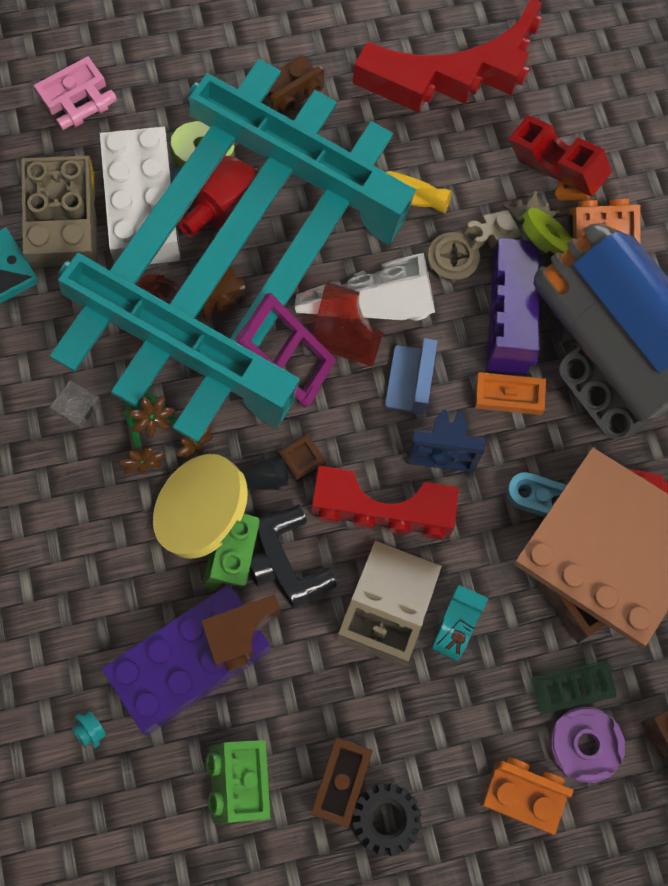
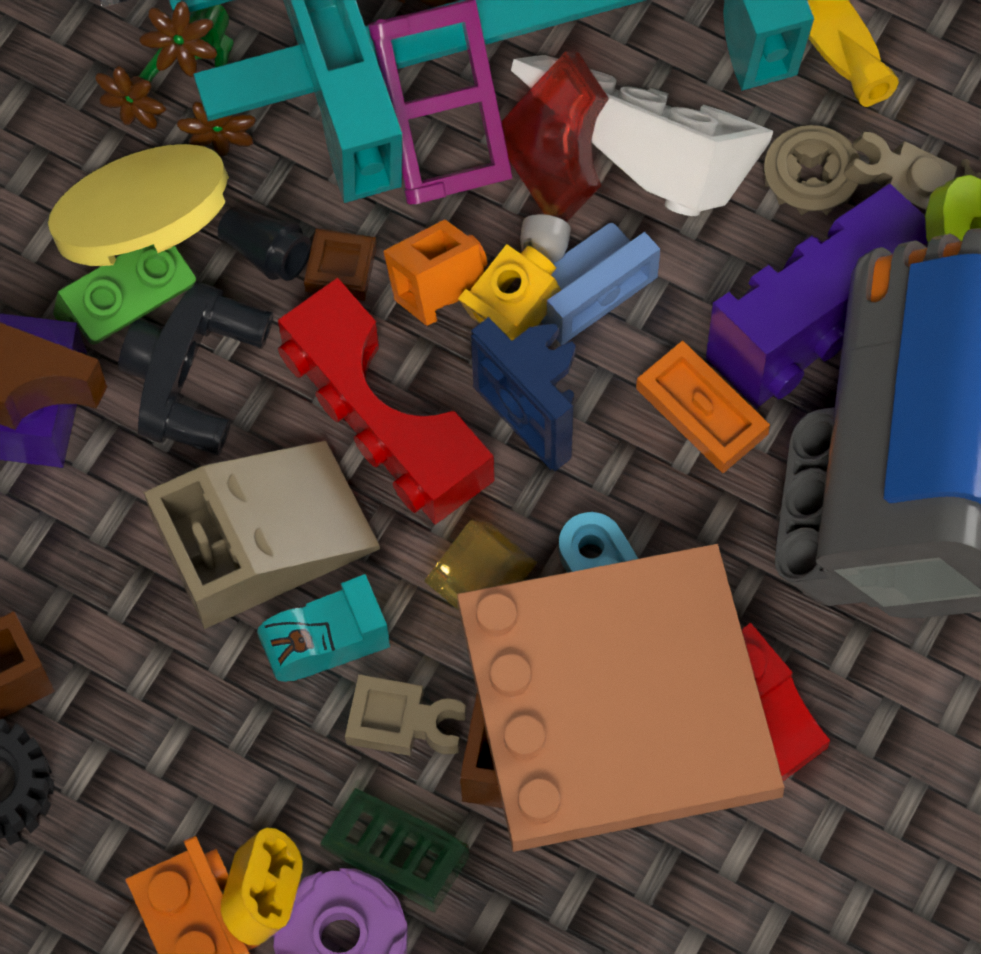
camera: 50 degrees right, 5 degrees down
(350, 427) = (434, 269): none -> orange brick
(378, 376) = (546, 234): none -> light grey hinge
(392, 422) = (516, 310): none -> yellow brick
(493, 540) = (478, 561): none -> clear yellow brick
(520, 634) = (391, 715): none -> dark tan plate
(546, 756) = (261, 886): none -> yellow beam

